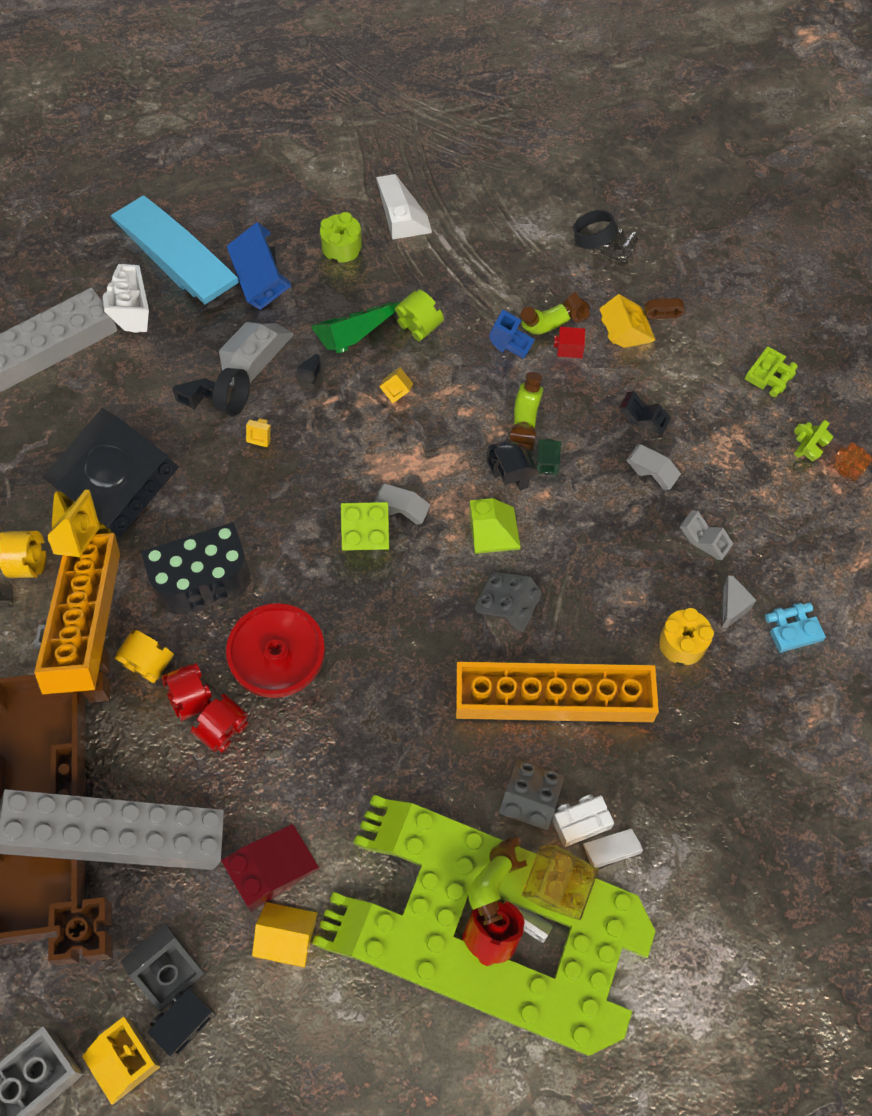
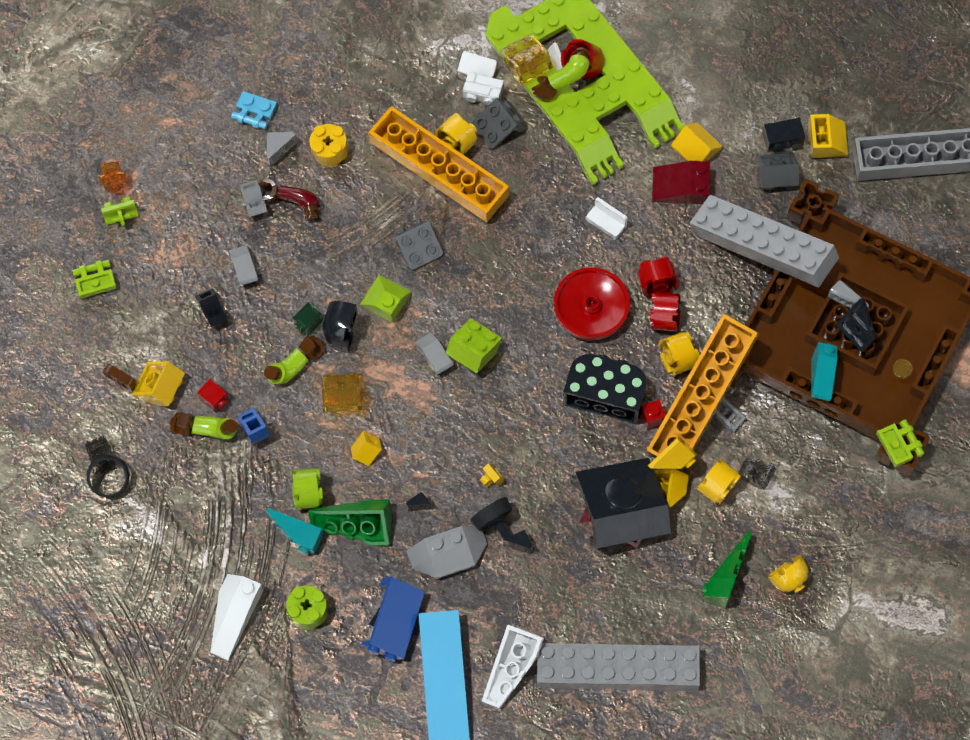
camera: 140 degrees left, 5 degrees up
(133, 581) = (652, 414): none -> red brick
(327, 762) = (607, 218): none -> white panel
(397, 285) = (301, 534): none -> teal slope
(459, 415) = (342, 392): none -> clear yellow slope
(562, 735) = (457, 133): none -> yellow brick
(661, 563) = (304, 198): none -> piece

